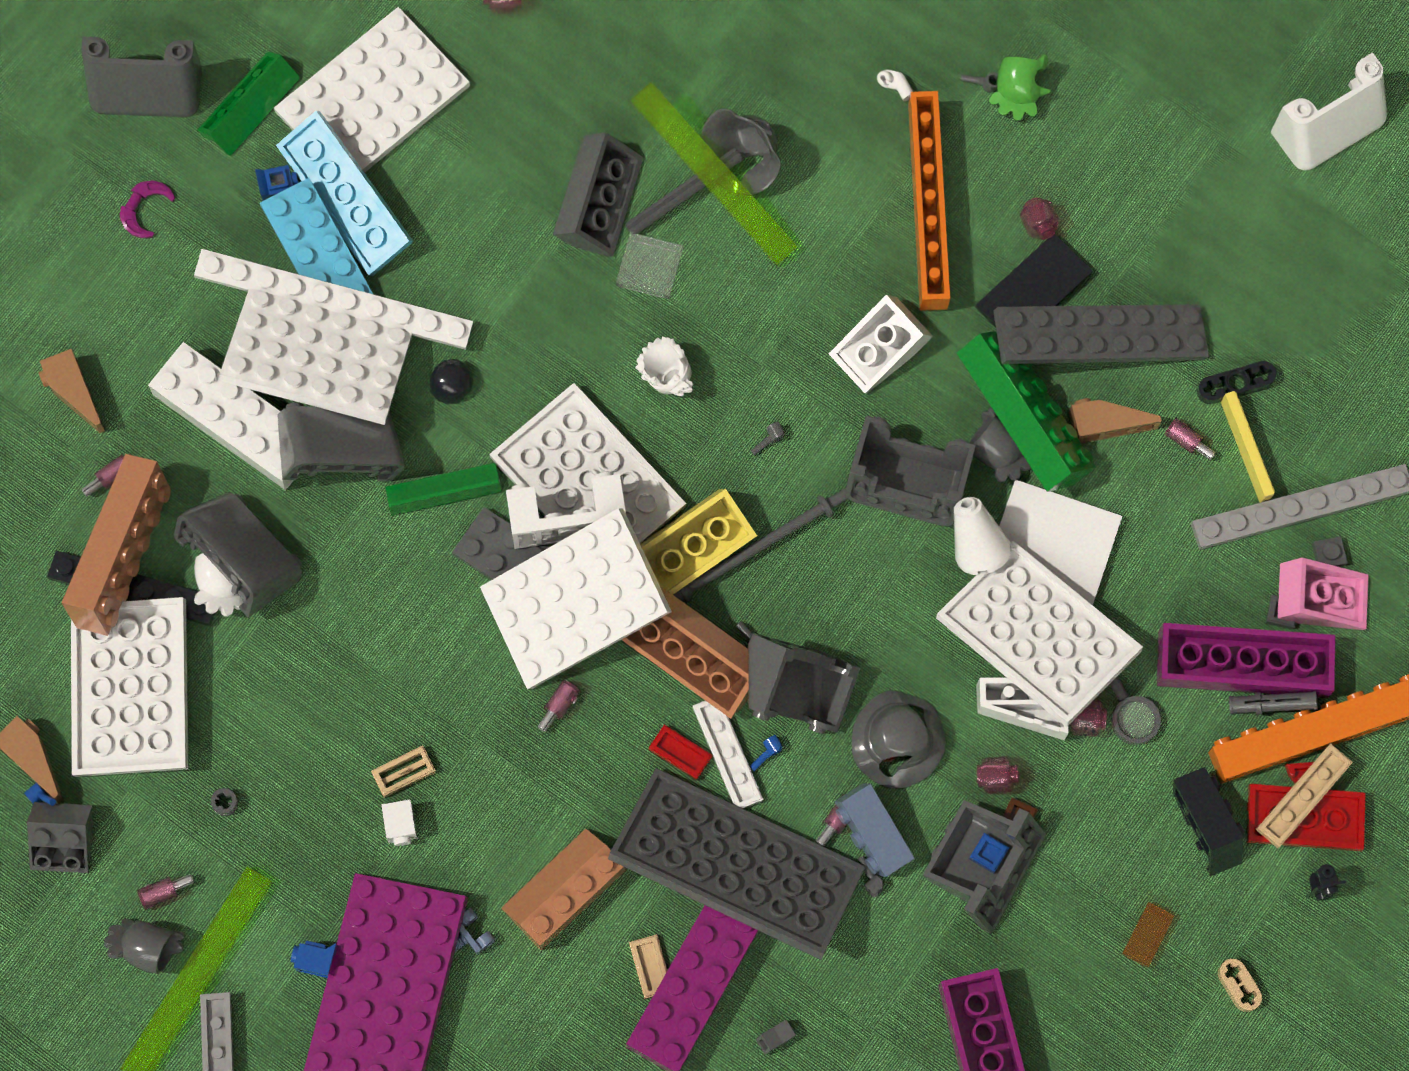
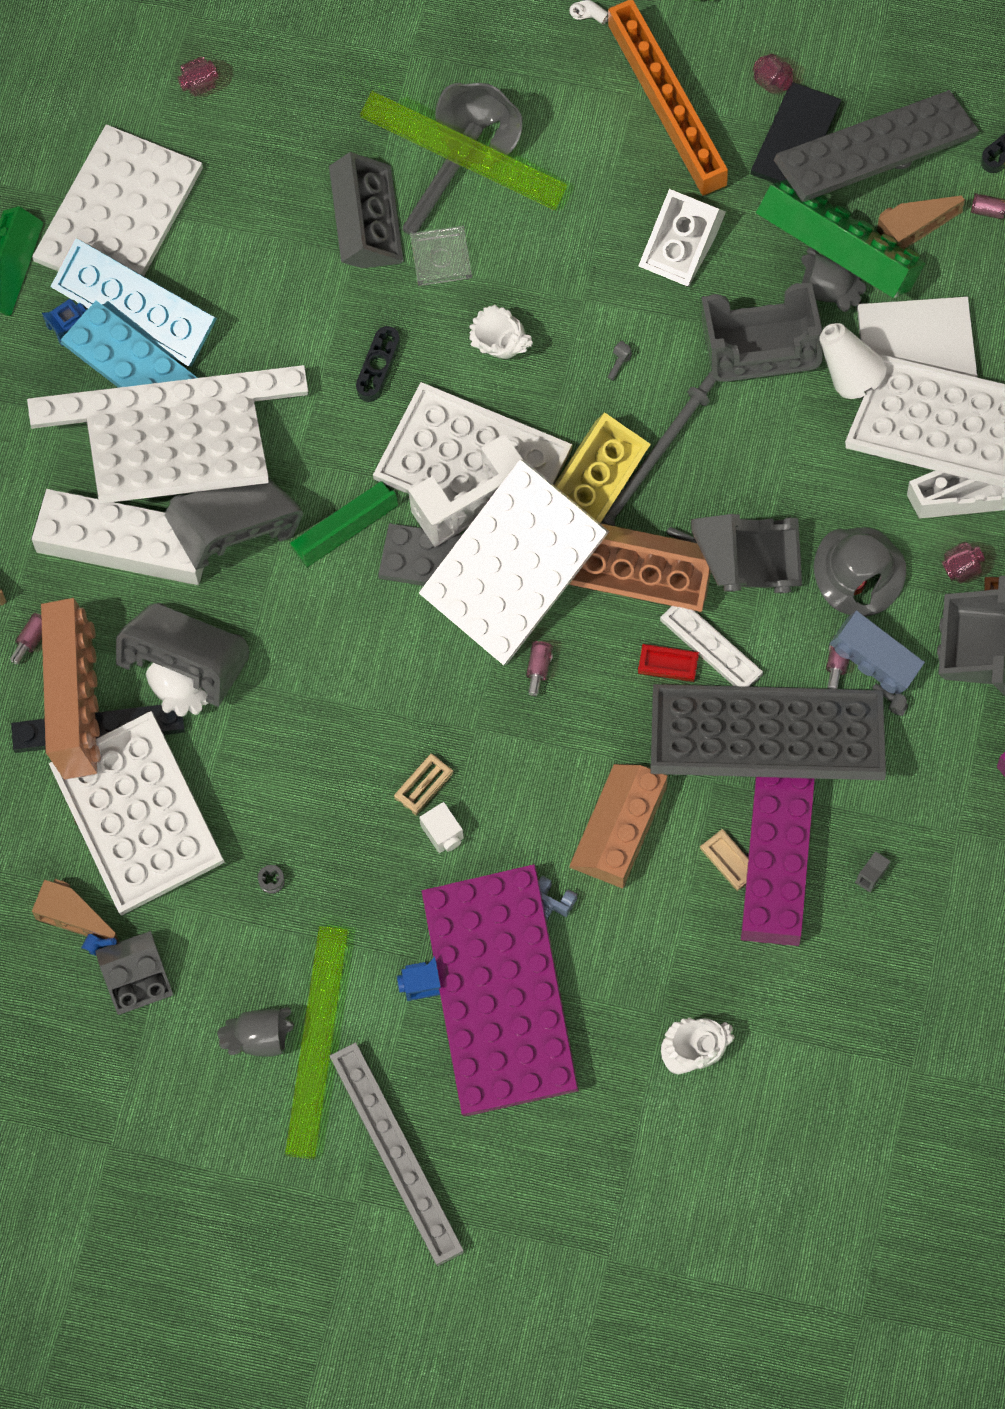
camera: 15 degrees left, 5 degrees down
(162, 890) = (250, 980): clear pink piece -> none
(451, 381) = (307, 428): black hair -> none
(563, 338) = (380, 376): none -> black beam
(773, 747) = (750, 623): blue hand -> none
(989, 853) = (987, 633): blue tile -> none

